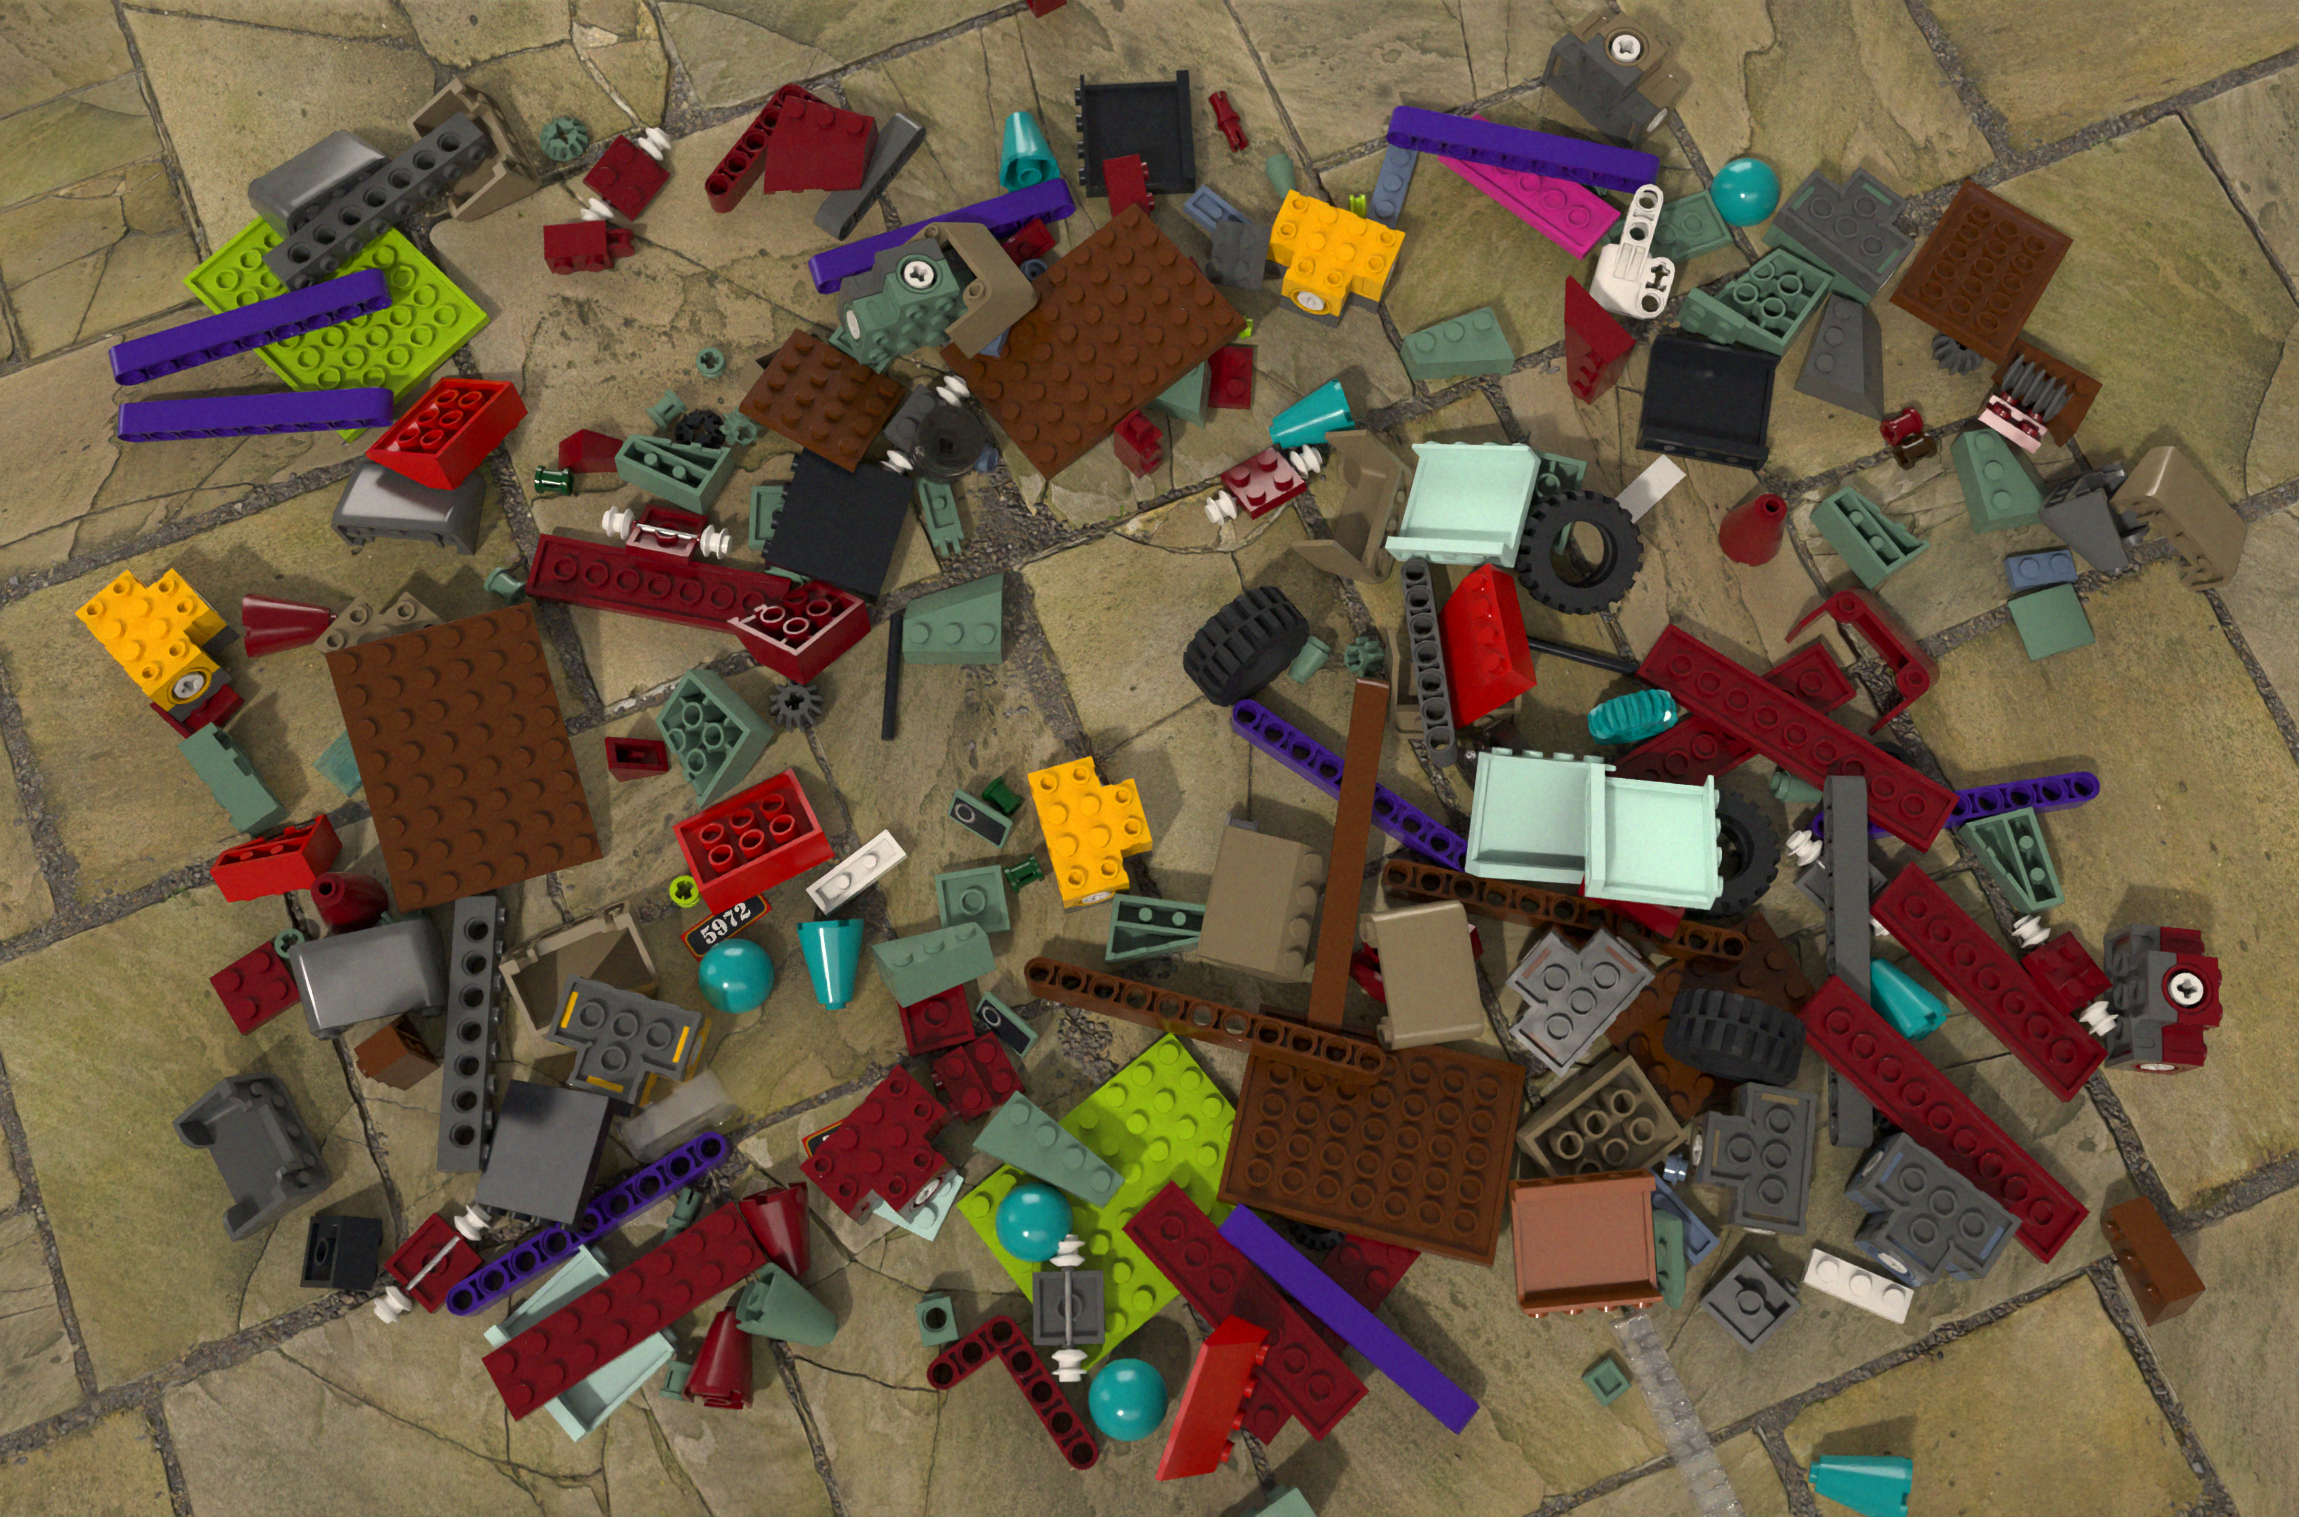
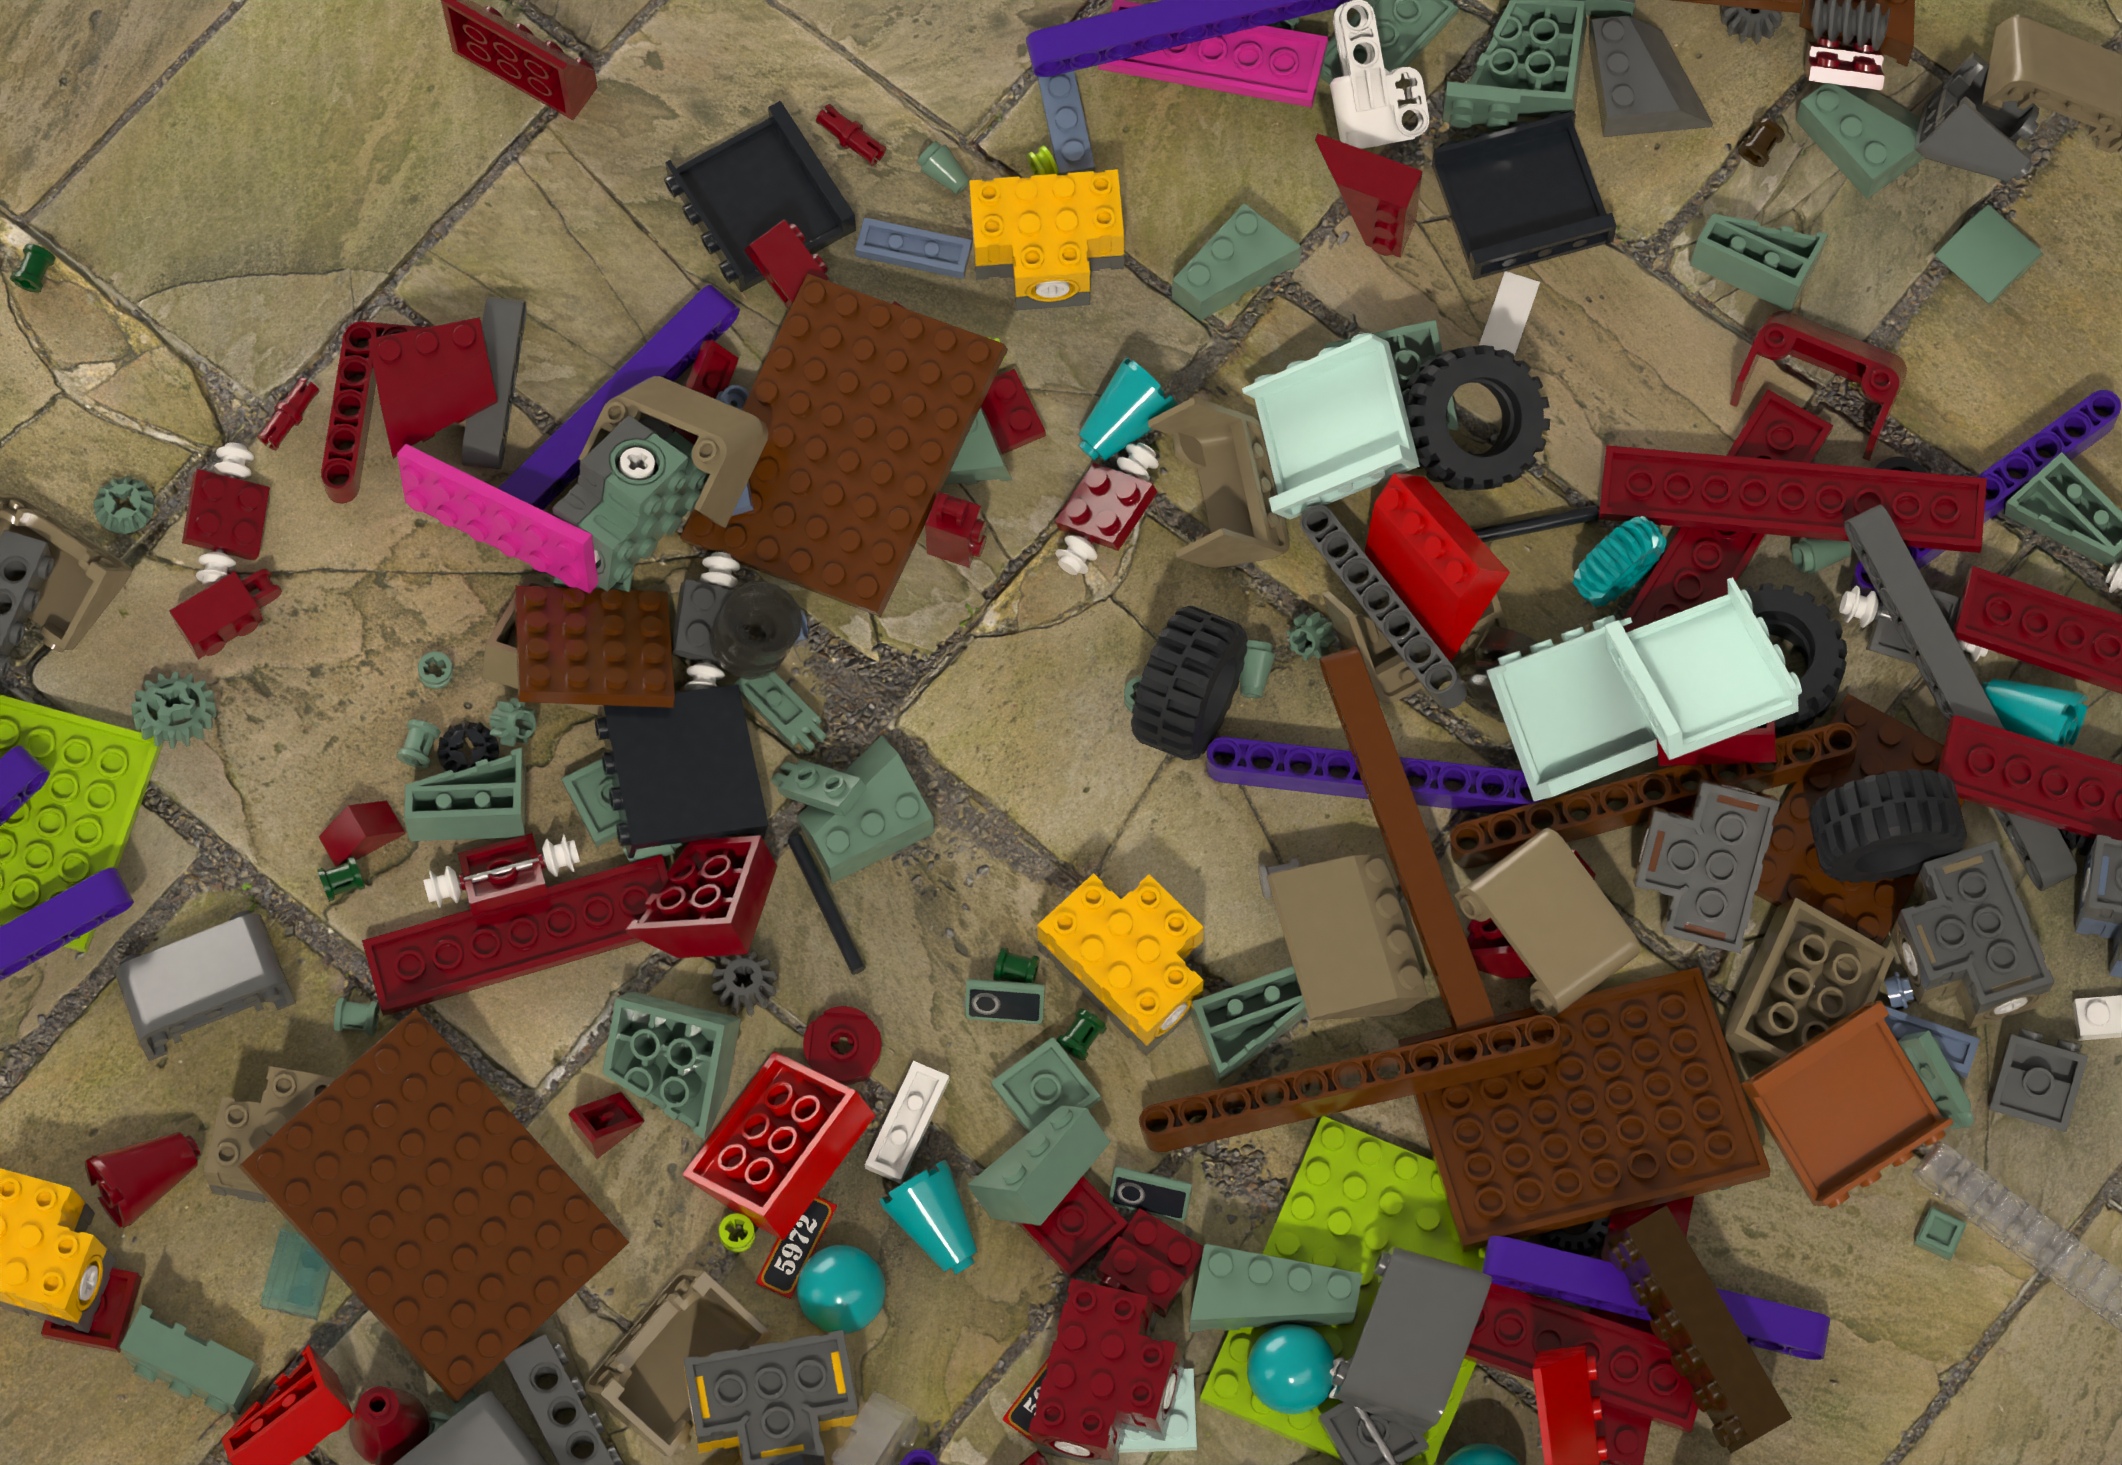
camera: 25 degrees left, 5 degrees down
(450, 431) = (201, 879): red slope -> none
(507, 299) = (173, 710): none -> sand green gear
(714, 129) = (288, 413): none -> dark red pin
(808, 272) = (498, 519): none -> dark pink plate
(838, 772) = (859, 1031): none -> dark red plate
(932, 586) = (819, 786): none -> sand green hinge
(1025, 154) = (654, 277): teal cone -> none
(1134, 1254) = (1413, 1339): none -> dark grey windscreen
(1238, 255) = (949, 276): dark grey plate -> none
(1362, 1373) = (1697, 1330): none -> dark brown brick
(1754, 530) = (1641, 307): dark red cone -> none
(1901, 426) = (1734, 123): dark red bush -> none
(2040, 570) = (1951, 205): sand blue plate -> none

